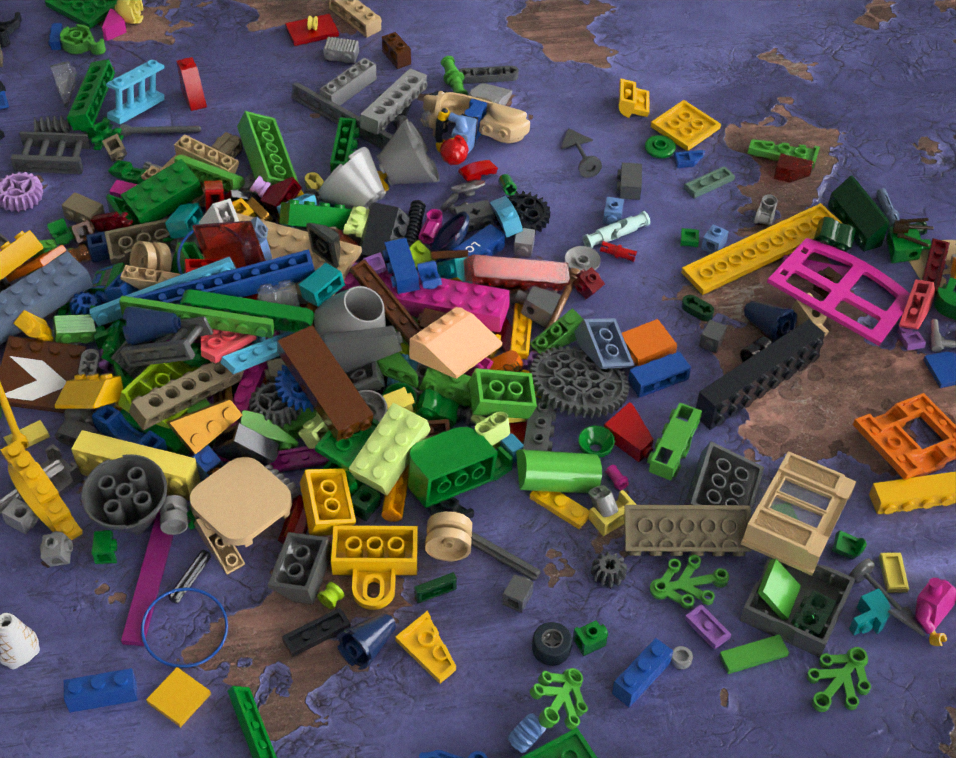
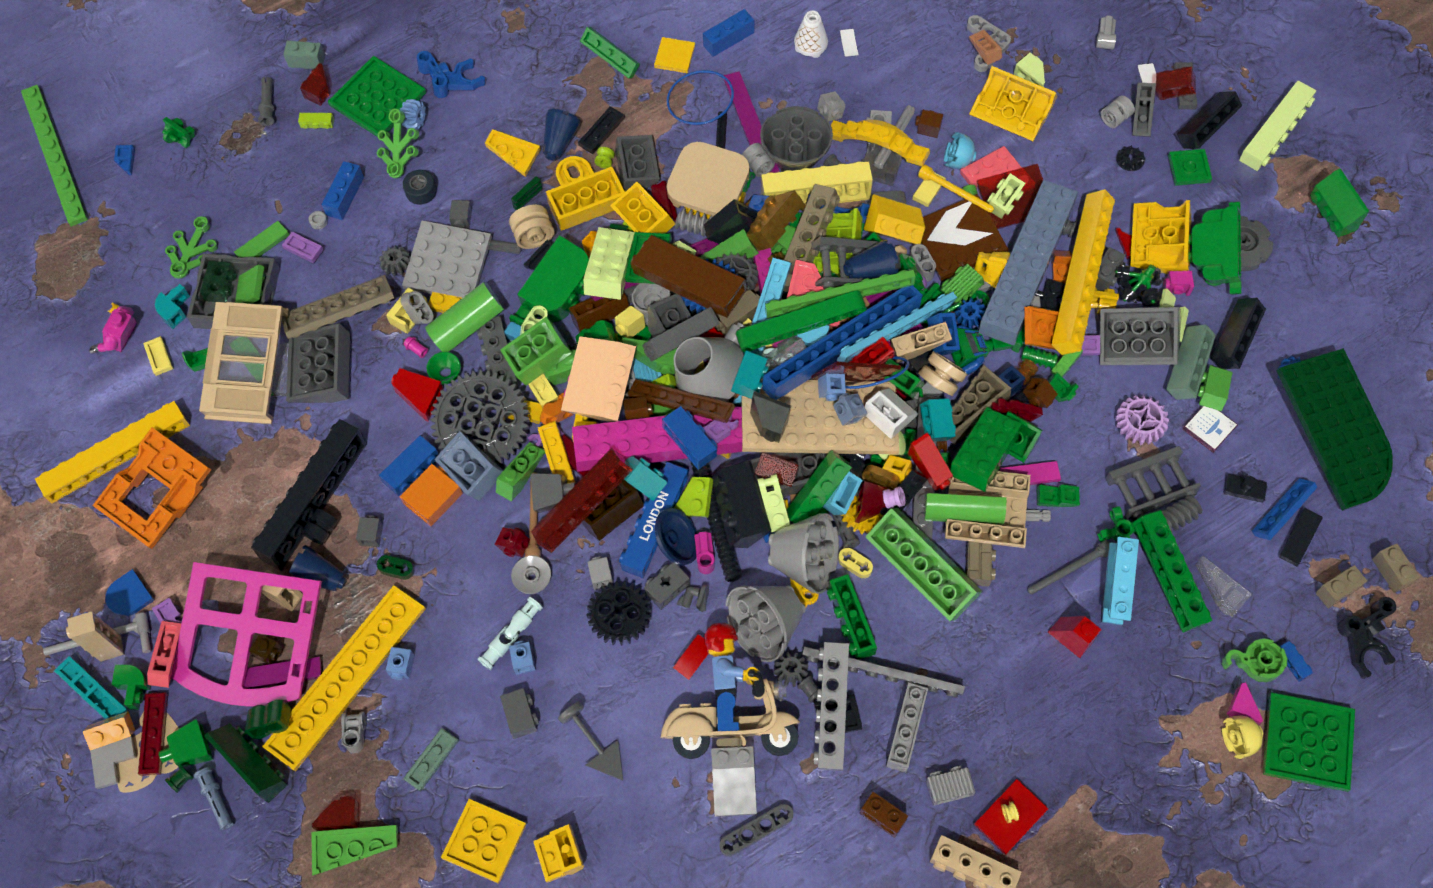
camera: 160 degrees right, 15 degrees up
(80, 208) = (1061, 423): dark tan brick -> none
(114, 148) = (1090, 509): dark tan brick -> none
(428, 275) = (655, 433): blue bracket -> none
(448, 254) = (659, 493): reddish brown tile -> none
(452, 75) = (789, 794): bright green piece -> none
(468, 188) = (700, 623): light grey dish -> none
(506, 216) = (629, 584): medium azure slope -> none
(507, 184) = (650, 642): green piece -> none
(552, 550) = (446, 259): none -> light grey plate
(586, 641) = (392, 203): green brick -> none
(618, 251) = (498, 605): red pin -> none
(660, 146) = (504, 792): green wheel -> none
(676, 437) = (370, 377): bright green piece -> none
(687, 584) = (327, 276): bright green plant -> none
(688, 158) = (466, 788): blue tile -> none
(689, 237) = (428, 657): green plate -> none
(902, 226) = (191, 747): dark brown plant -> none
(904, 614) = (142, 314): dark grey piece -> none

